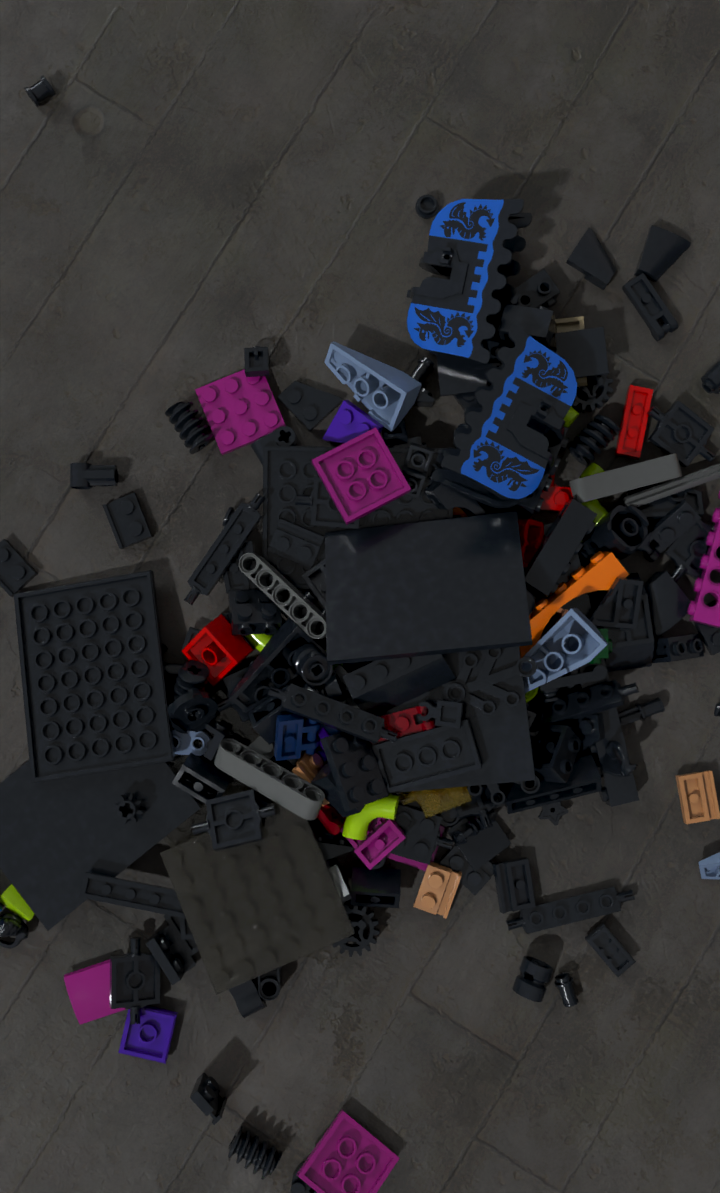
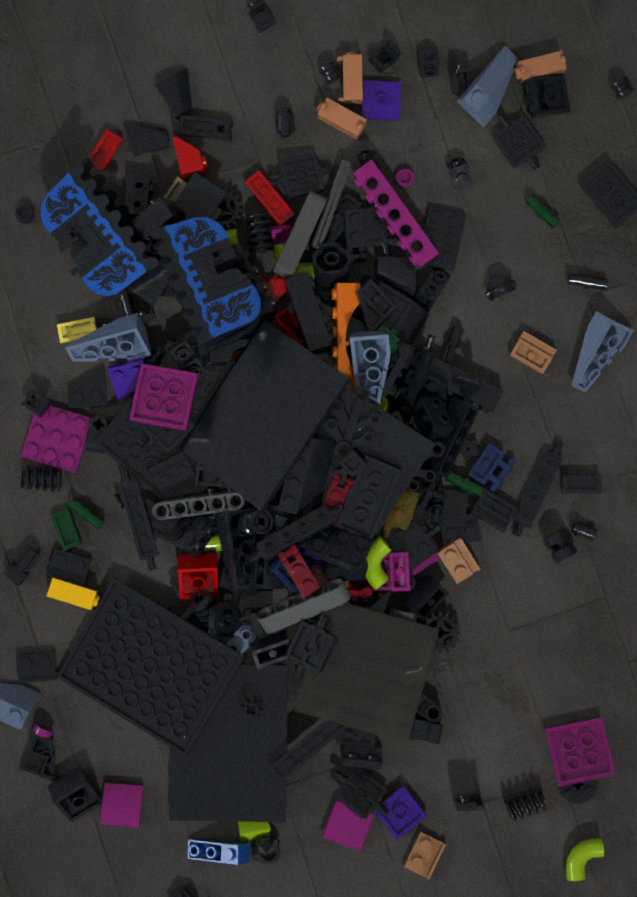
camera: 55 degrees left, 0 degrees up
(104, 545) = (73, 594): none -> yellow brick
(126, 1090) = (424, 855): none -> medium nougat plate
(161, 488) = (65, 529): none -> dark green tile
(191, 494) = (86, 513): none -> dark green pin
(298, 747) = (299, 571): none -> dark red plate
(356, 340) = (76, 329): none -> light yellow plate
(517, 836) = (465, 483): none -> dark green pin
(550, 231) = (105, 149): none -> red plate
(553, 840) = (487, 463): none -> dark blue plate
(610, 312) = (189, 159): none -> red slope
(610, 459) = (280, 234): none -> magenta plate

